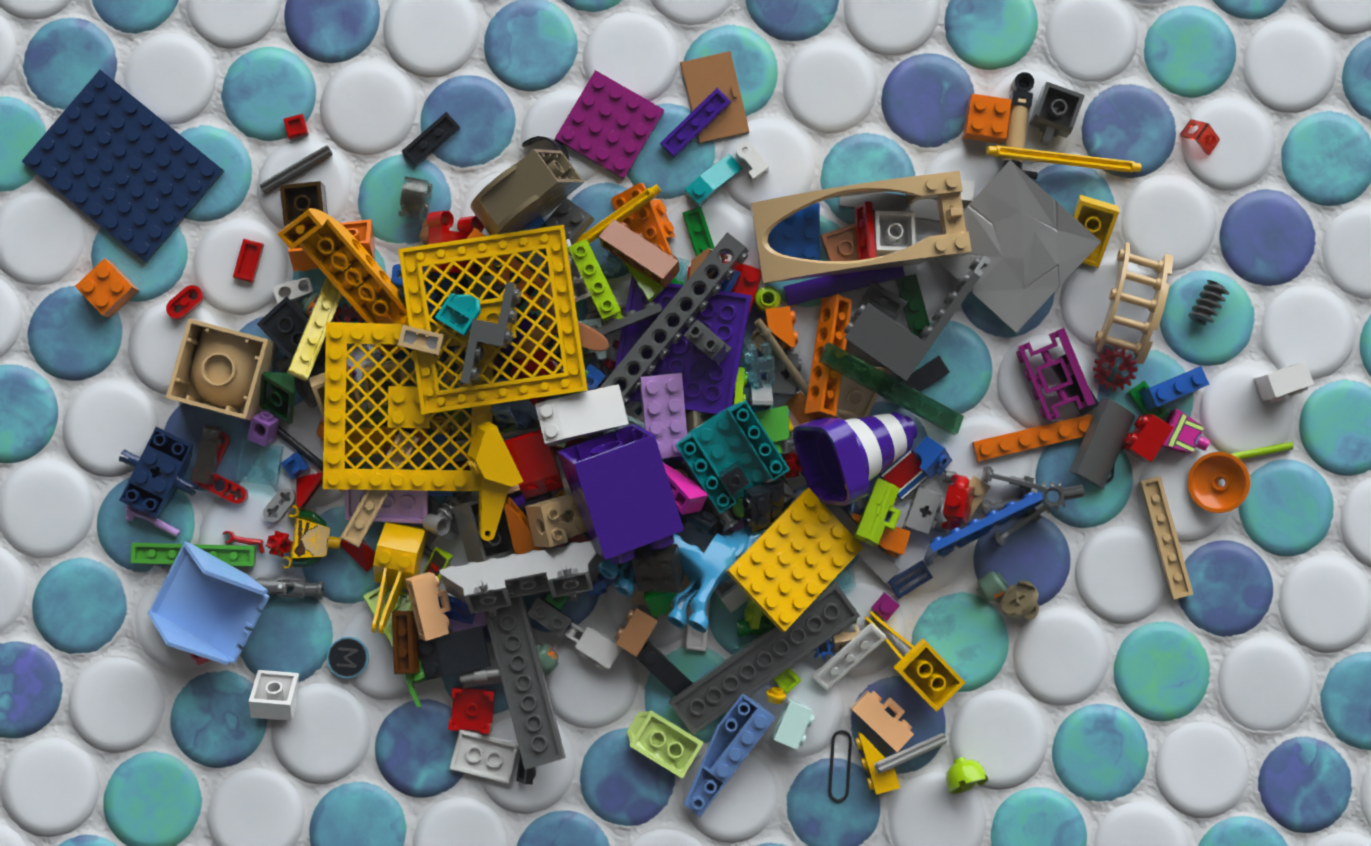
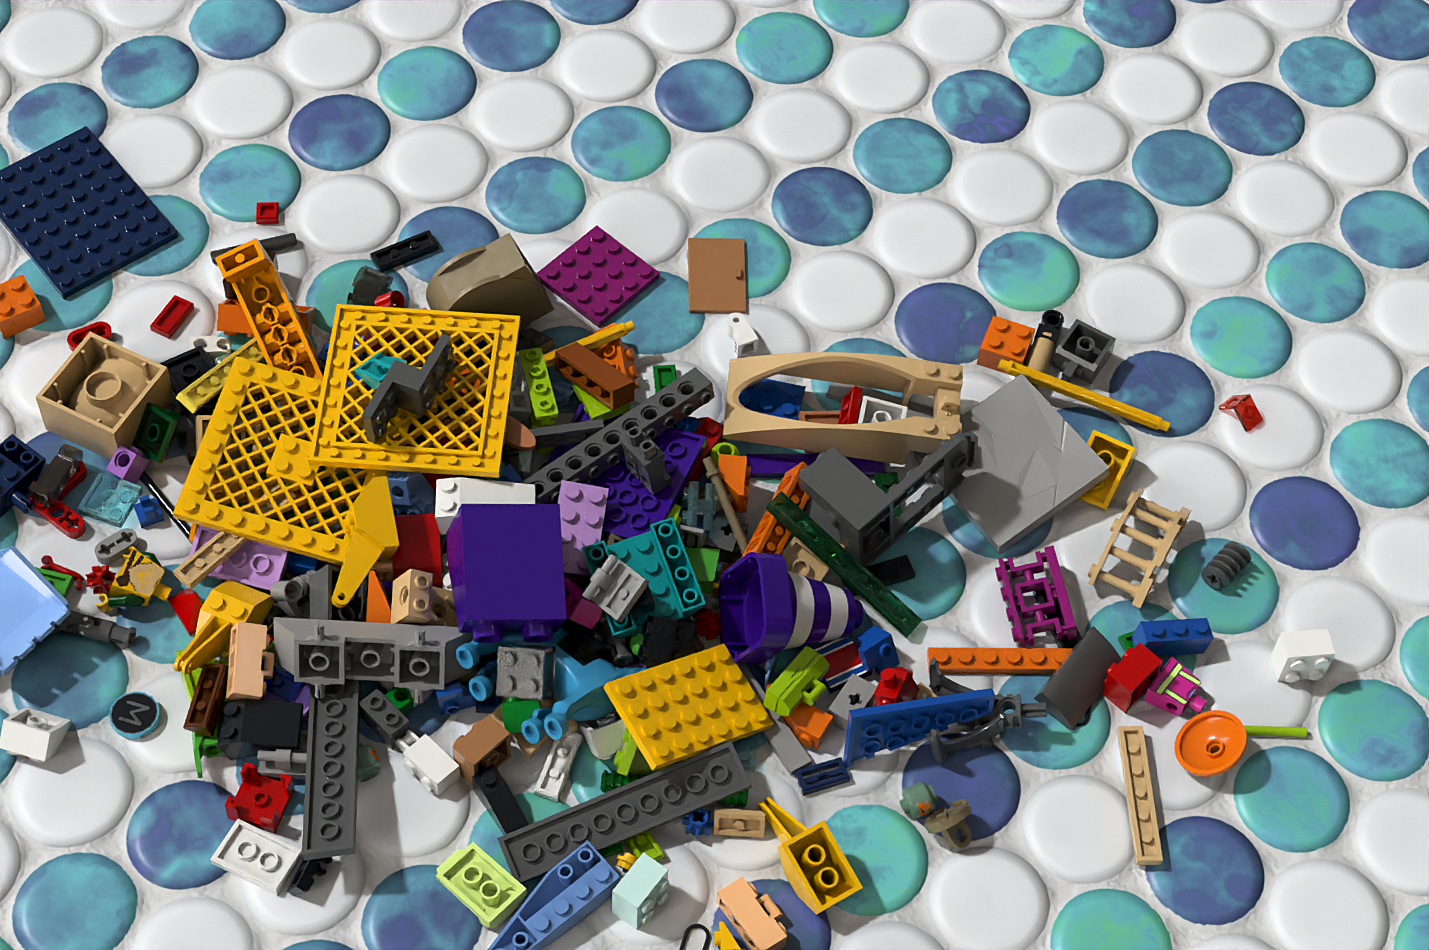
camera: 15 degrees right, 30 degrees down
(307, 487) = (157, 534): red slope -> none
(421, 340) = (332, 386): tan piece -> none
(695, 123) = (689, 290): dark purple tile -> none
(712, 180) = (691, 343): teal slope -> none
(715, 483) = (615, 587): none -> light grey plate
(849, 656) = (728, 834): white tile -> none
(885, 606) = (786, 797): magenta plate -> none
(1119, 380) = (1103, 593): dark red gear -> none

